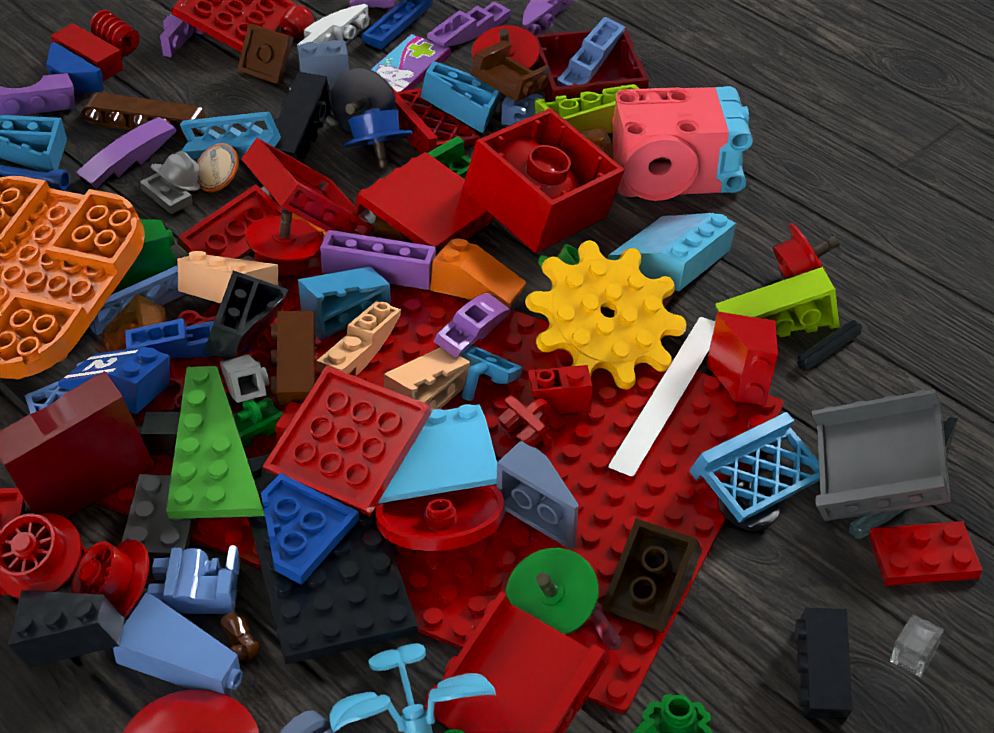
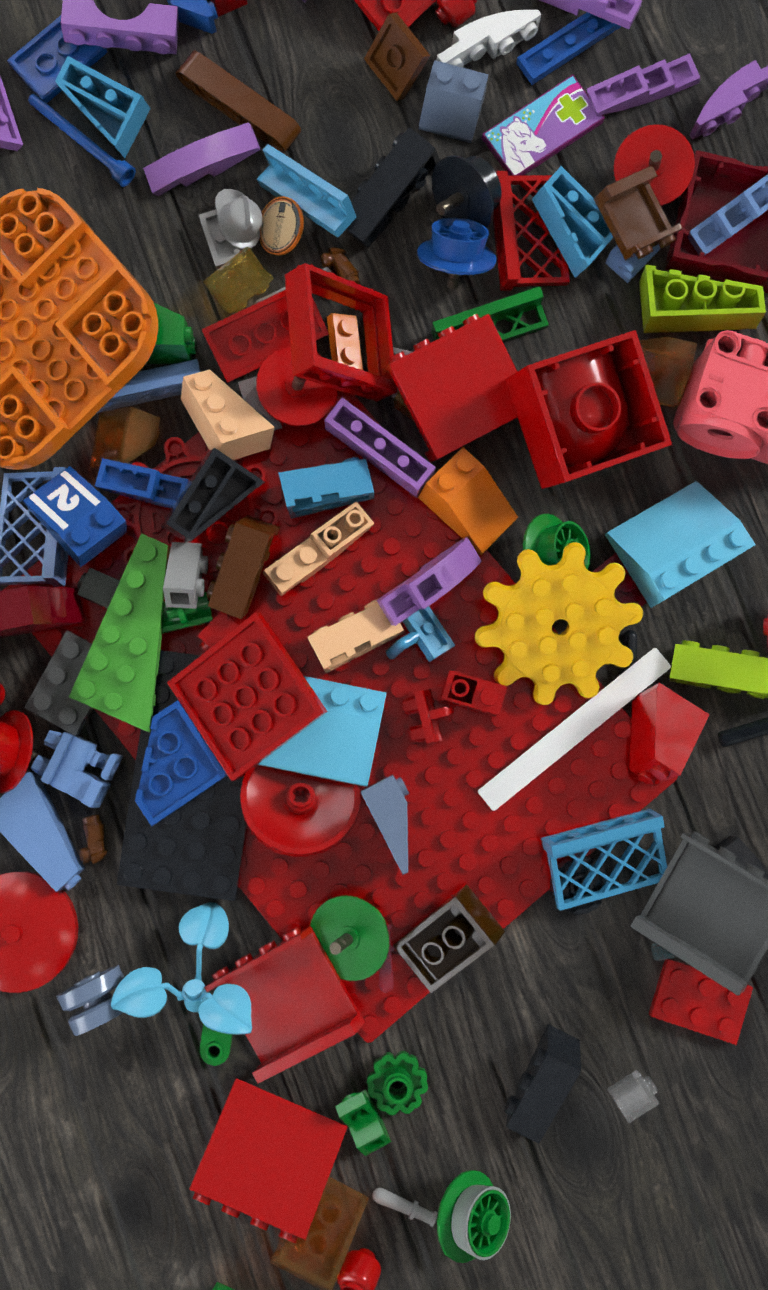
camera: 20 degrees right, 40 degrees up
(193, 207) = (238, 281): none -> clear yellow bracket

